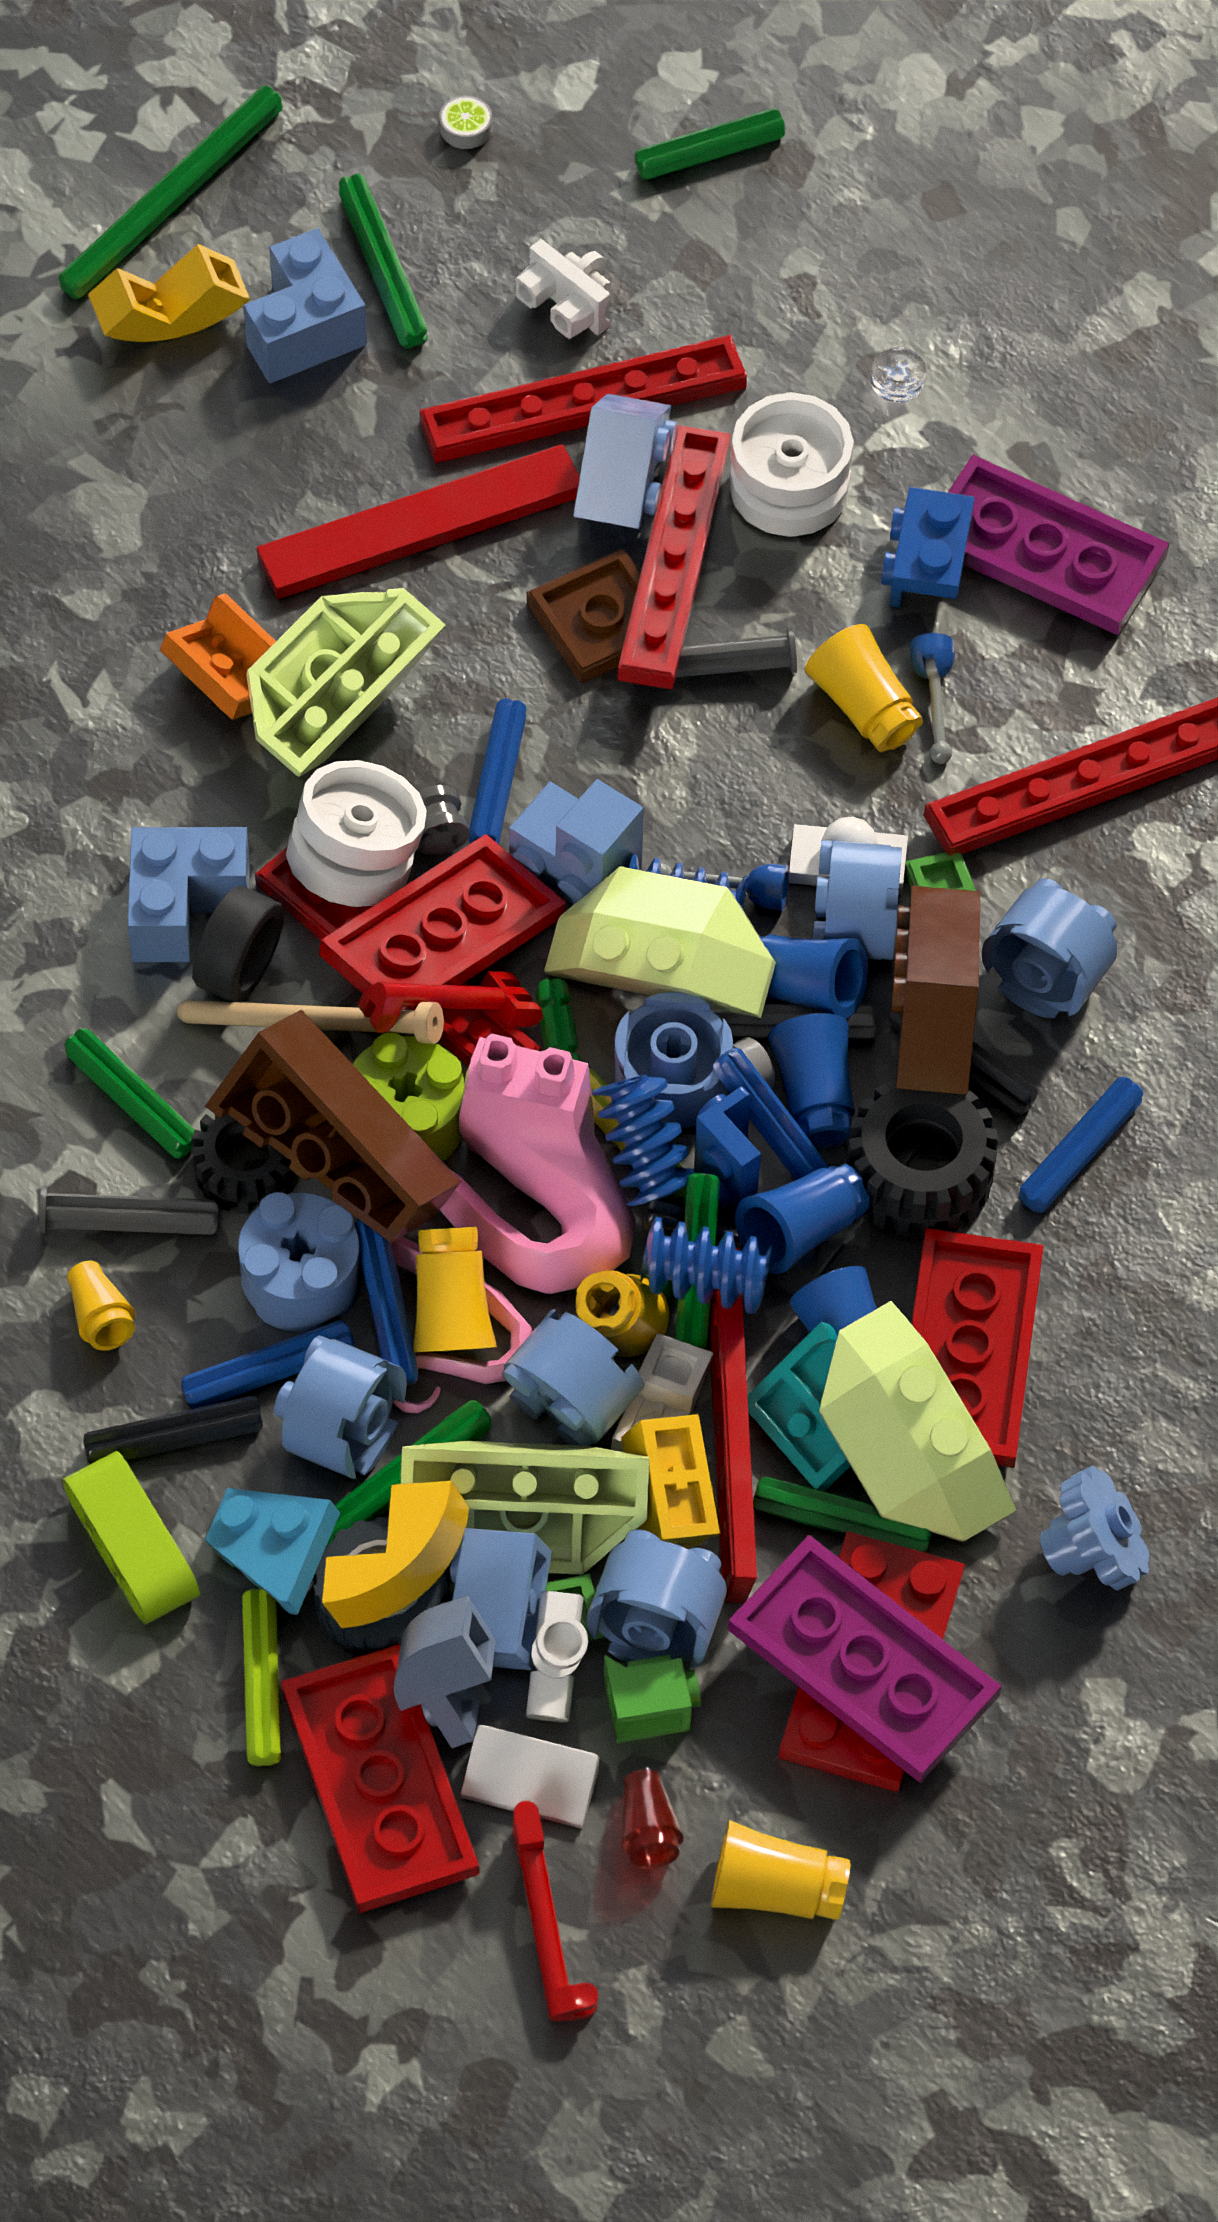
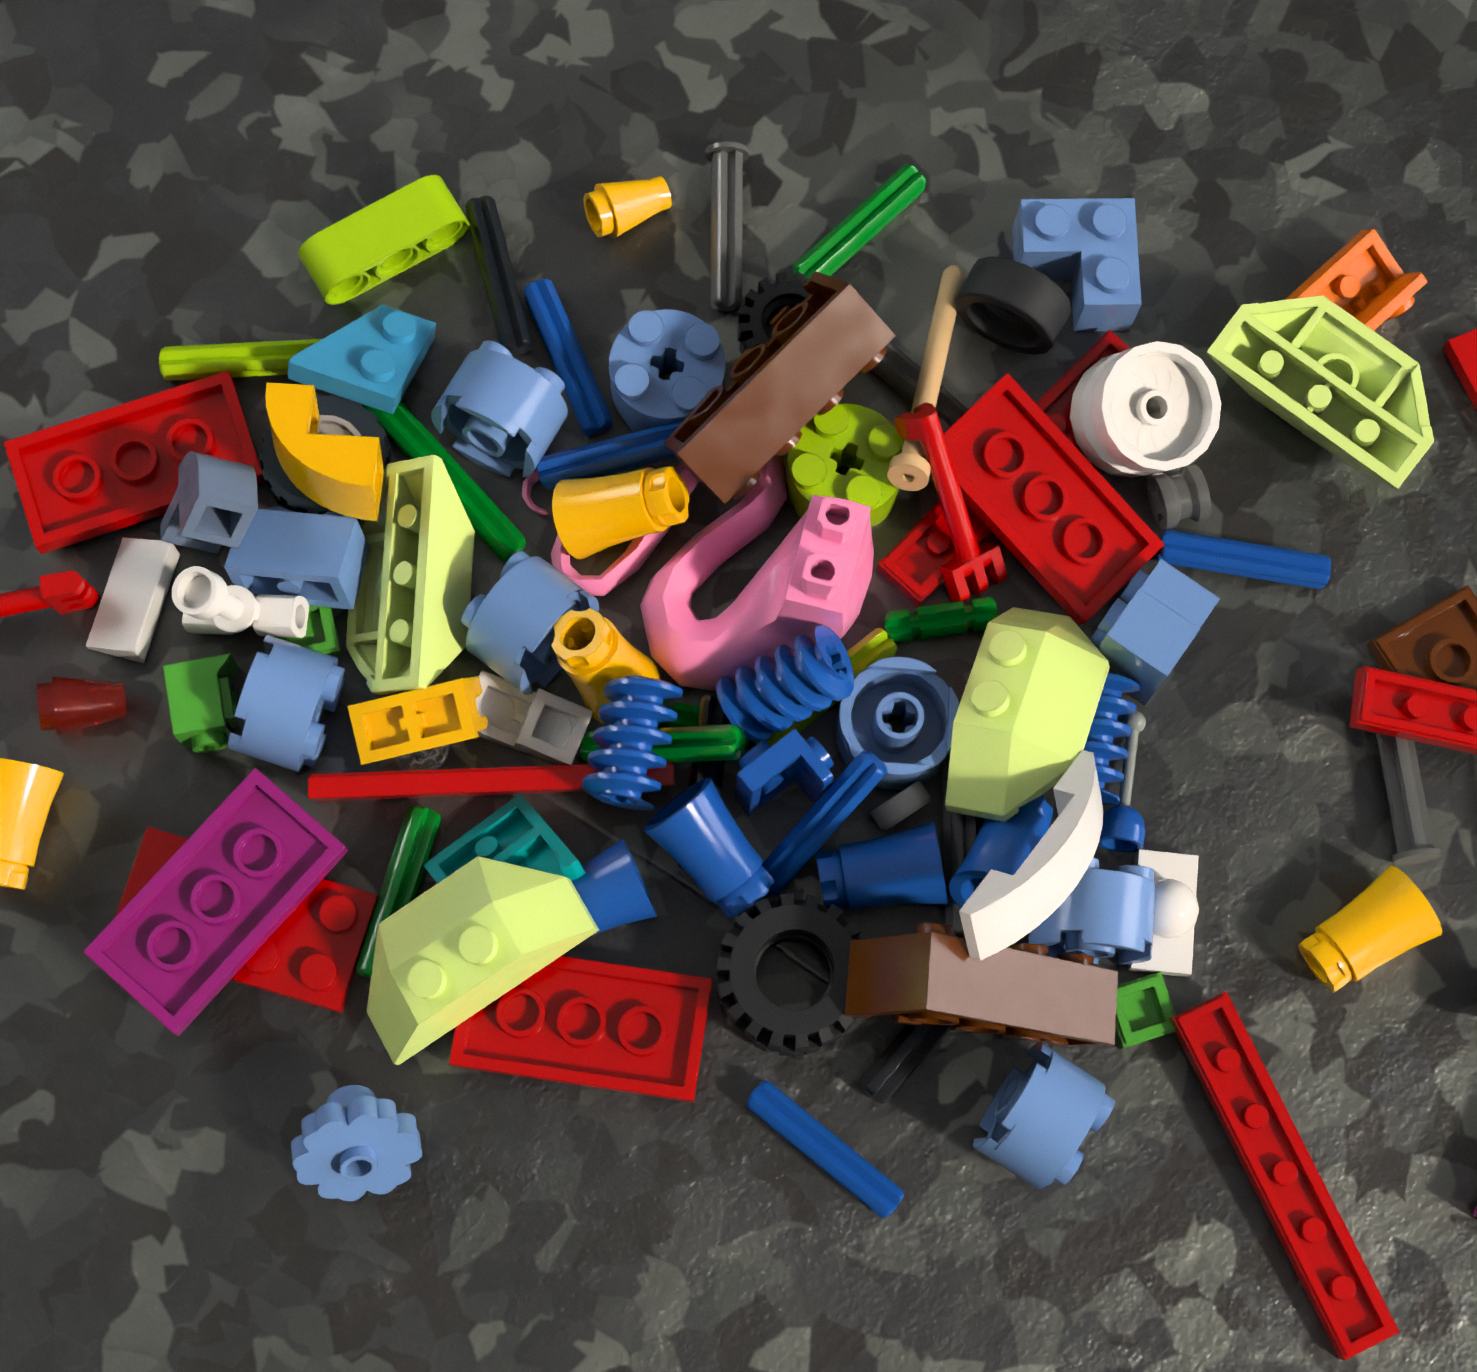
camera: 85 degrees right, 15 degrees up
(871, 920) = (1014, 905): none -> white slope
(932, 659) = (1417, 1006): hinge -> none

